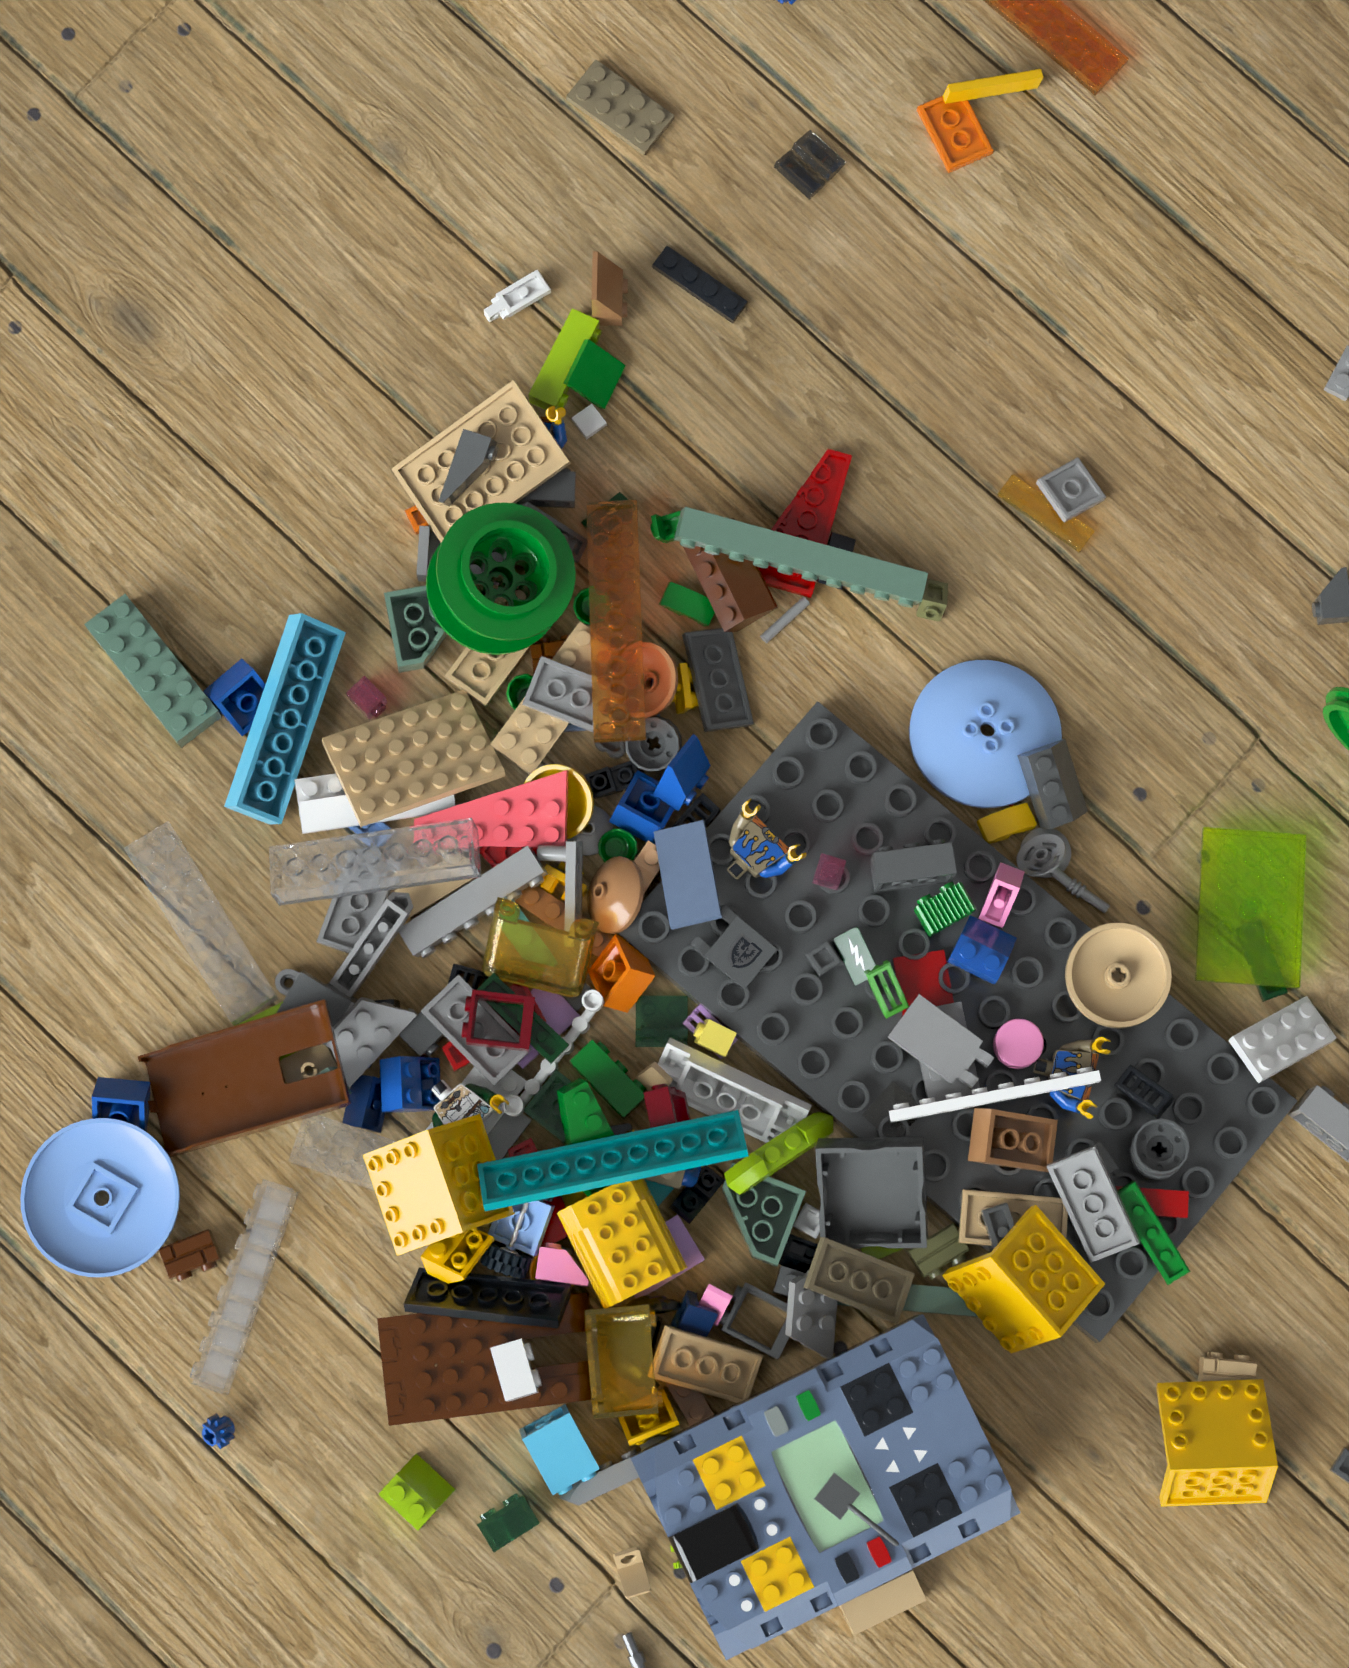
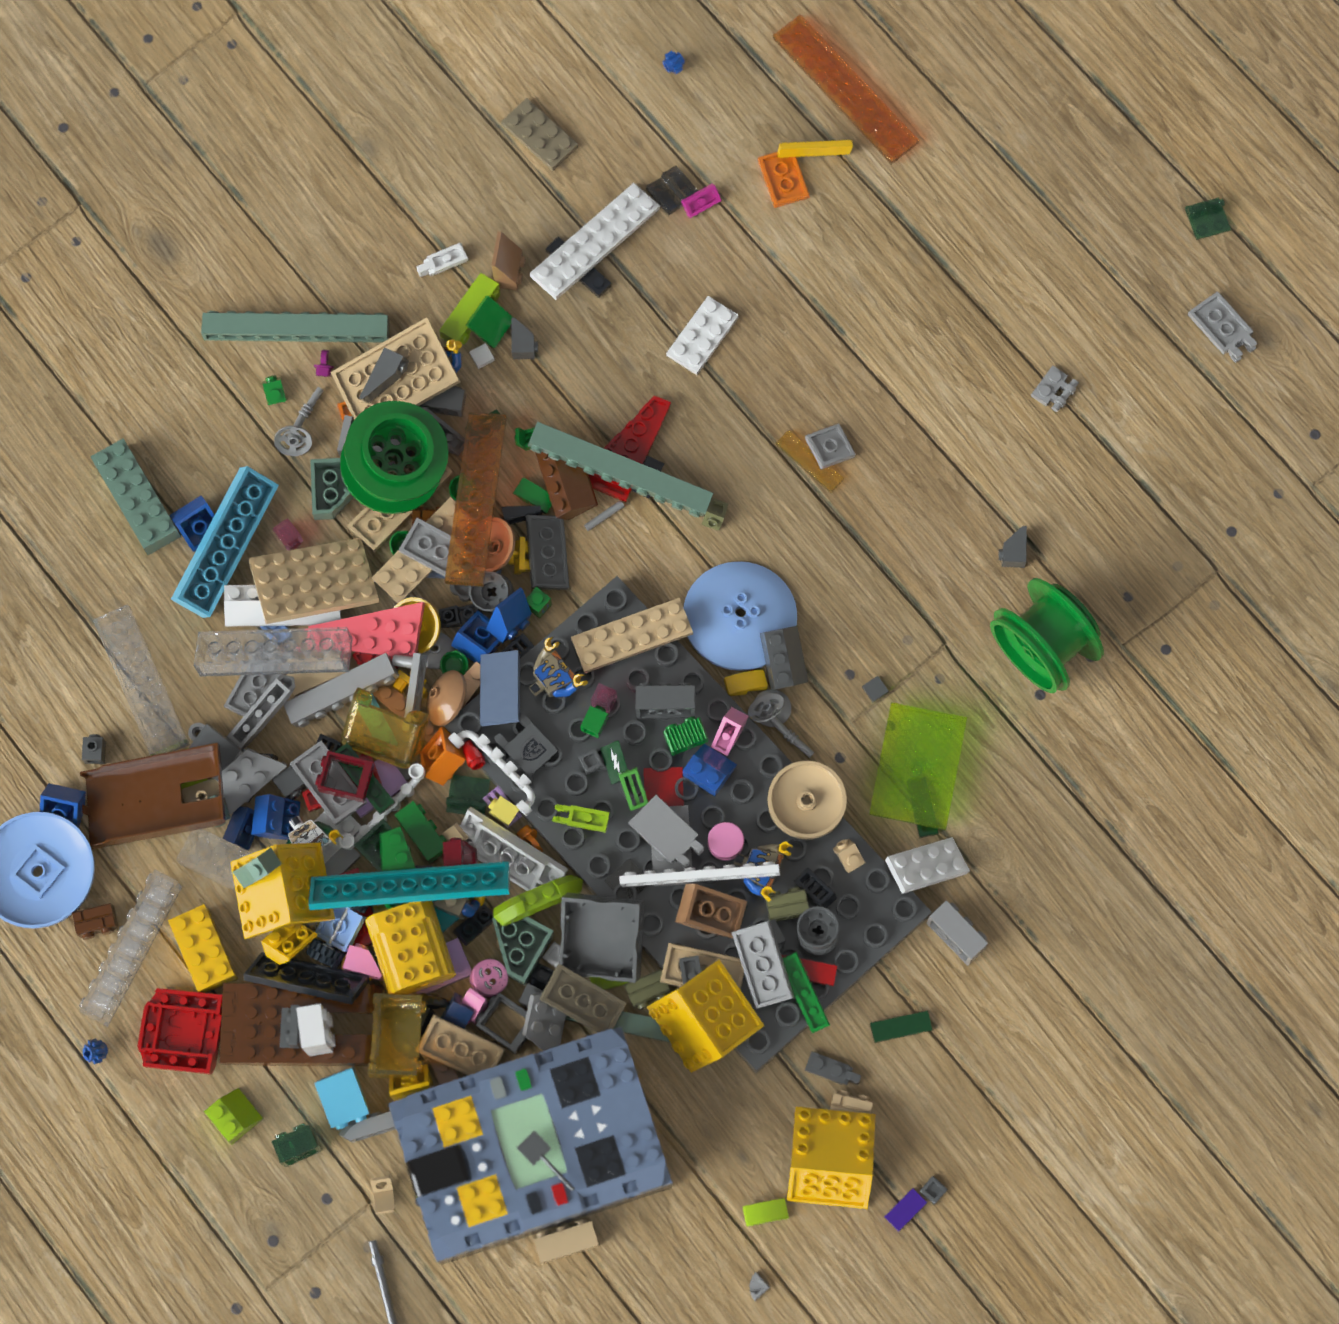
camera: 15 degrees right, 5 degrees down
(151, 1023) = (93, 749): none -> dark grey brick
(317, 501) = (274, 390): none -> green bracket
(329, 1388) = (181, 1031): none -> red wedge
(332, 411) = (295, 327): none -> sand green brick
(341, 1275) = (202, 949): none -> yellow brick
(353, 560) = (294, 435): none -> light grey dish
(379, 464) = (324, 369): none -> magenta piece
(406, 1164) = (257, 868): none -> sand green slope
(478, 1368) = (289, 1028): none -> dark grey bracket
(641, 395) = (523, 342): none -> dark grey slope
(665, 970) = (473, 756): none -> red cone
(667, 633) = (517, 514): none -> black slope
(697, 967) = (496, 756): none -> white bar
(717, 247) = (594, 241): none -> white plate
(717, 748) = (538, 602): none -> green brick
(727, 1263) = (488, 977): none -> bright pink head
(750, 1065) = (529, 836): none -> orange piece
(821, 904) = (594, 721): none -> green brick
(825, 1036) = (583, 818): none -> lime hinge
(851, 174) = (701, 200): none -> dark pink plate
(852, 781) = (631, 635): none -> tan plate
(879, 358) = (702, 335): none -> white plate
(1112, 1119) = (787, 905): none -> olive brick
(1135, 1525) = (765, 1212): none -> lime slope
(1139, 1624) = (757, 1286): none -> light grey tile
(1177, 810) = (875, 689): none -> dark grey tile
(1182, 1041) = (848, 855): none -> tan bracket
(1193, 1325) = (831, 1069): none -> dark grey hinge
(1275, 1256) = (901, 1026): none -> dark green tile
(1316, 1497) = (905, 1210): none -> dark purple tile

